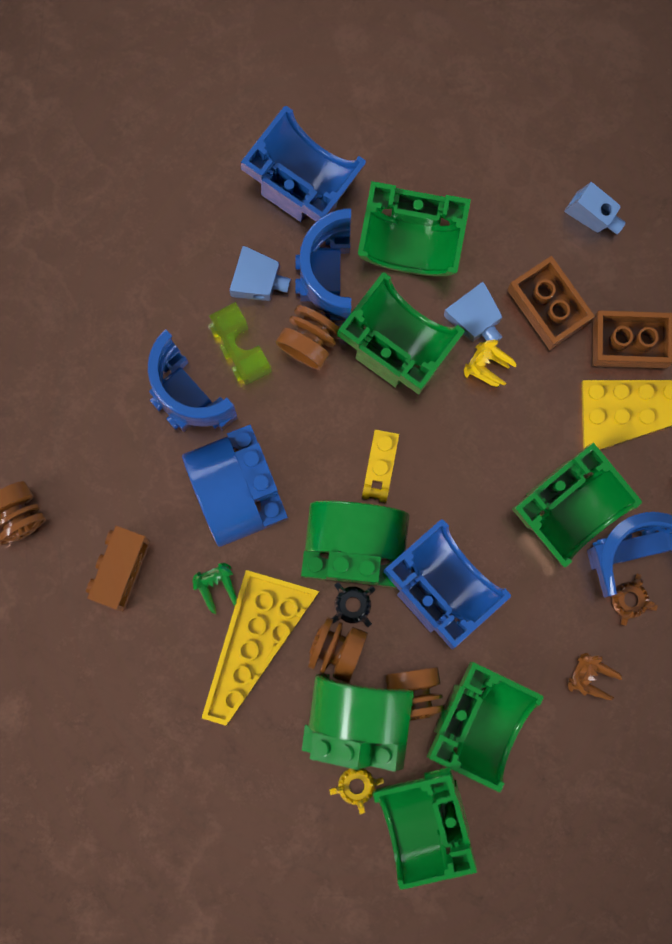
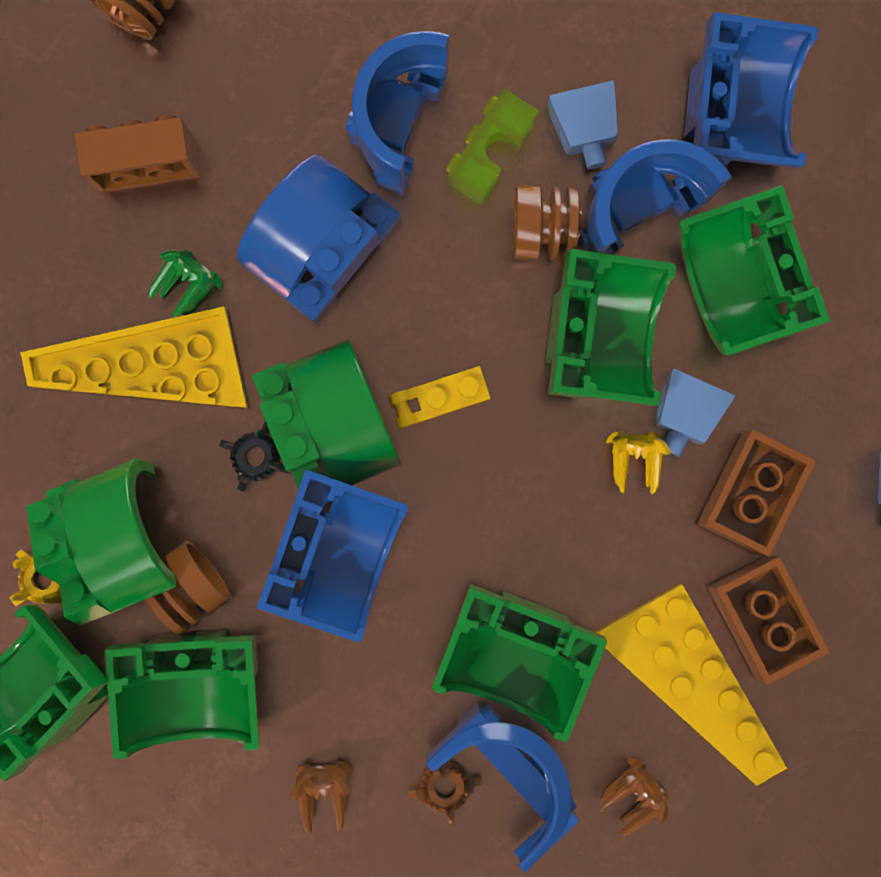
camera: 60 degrees right, 5 degrees up
(337, 650) = (184, 467): dark orange wheel -> none

